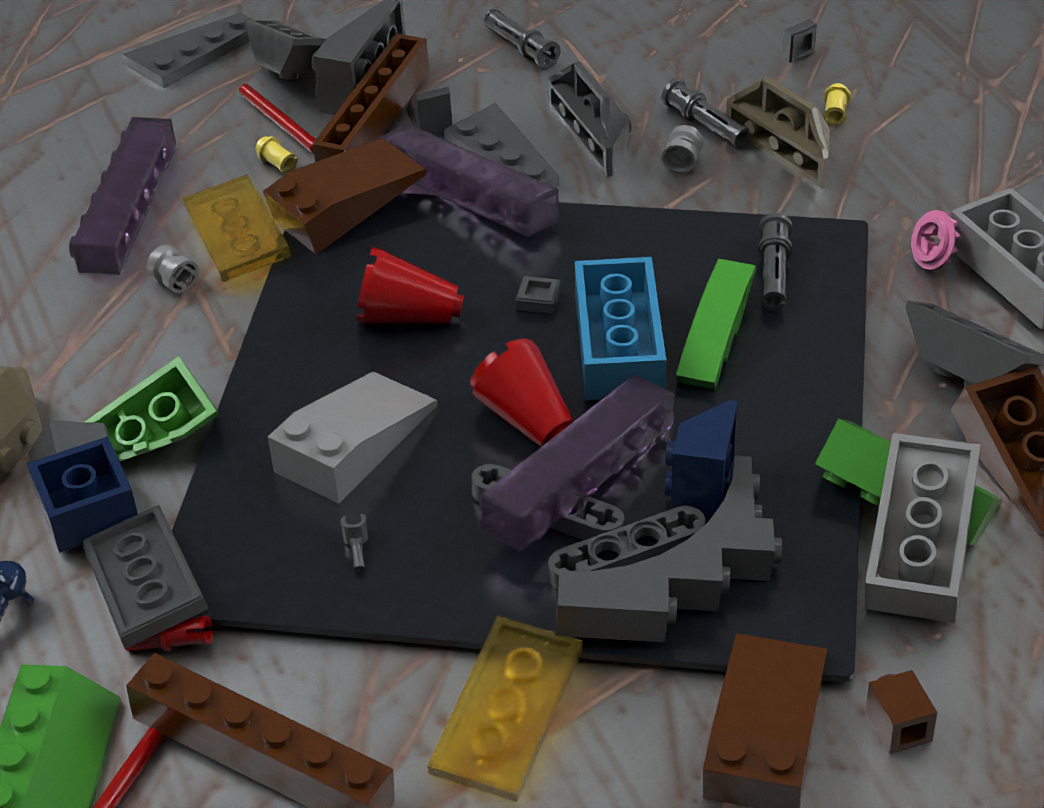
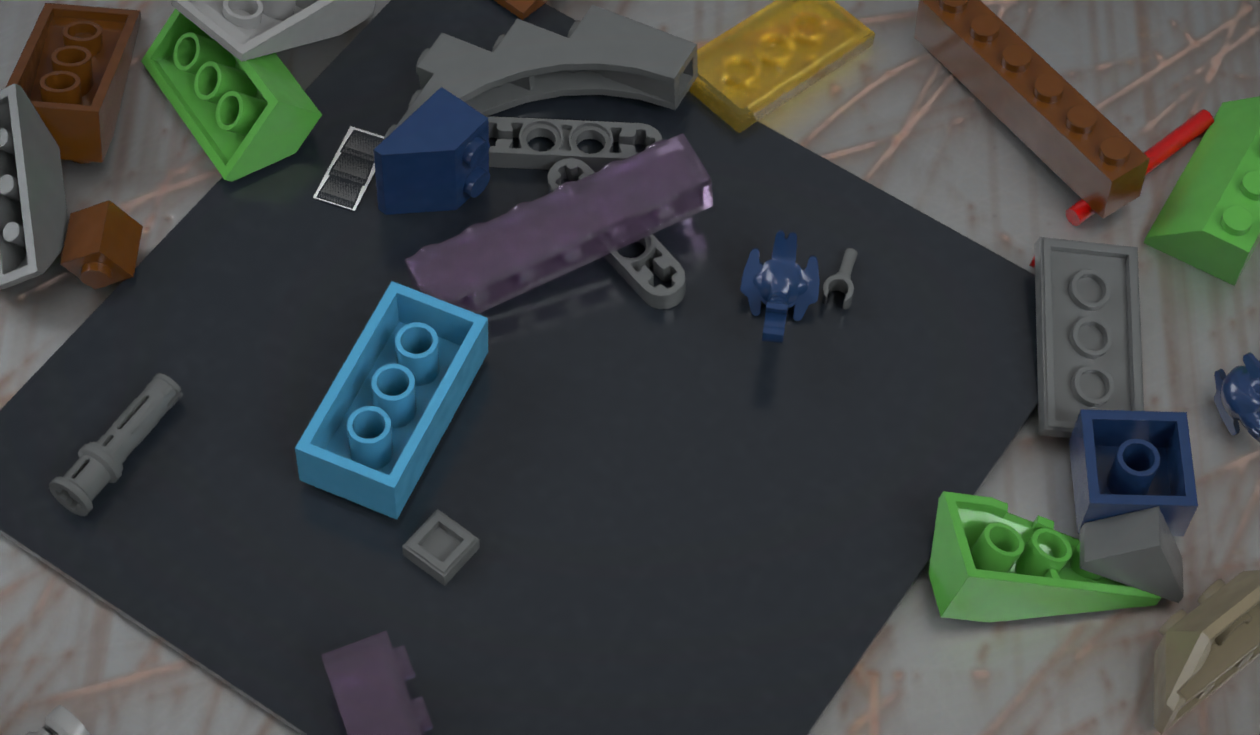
camera: 160 degrees left, 15 degrees up
(346, 434) = (783, 421): light grey slope -> none
(399, 508) = (780, 285): none -> dark blue piece
(405, 294) = (629, 589): red cone -> none
(522, 391) = (568, 356): red cone -> none
(715, 324) = (263, 370): bright green slope -> none
(777, 478) = (350, 169): none -> sticker
(894, 354) = (101, 245): none -> reddish brown brick

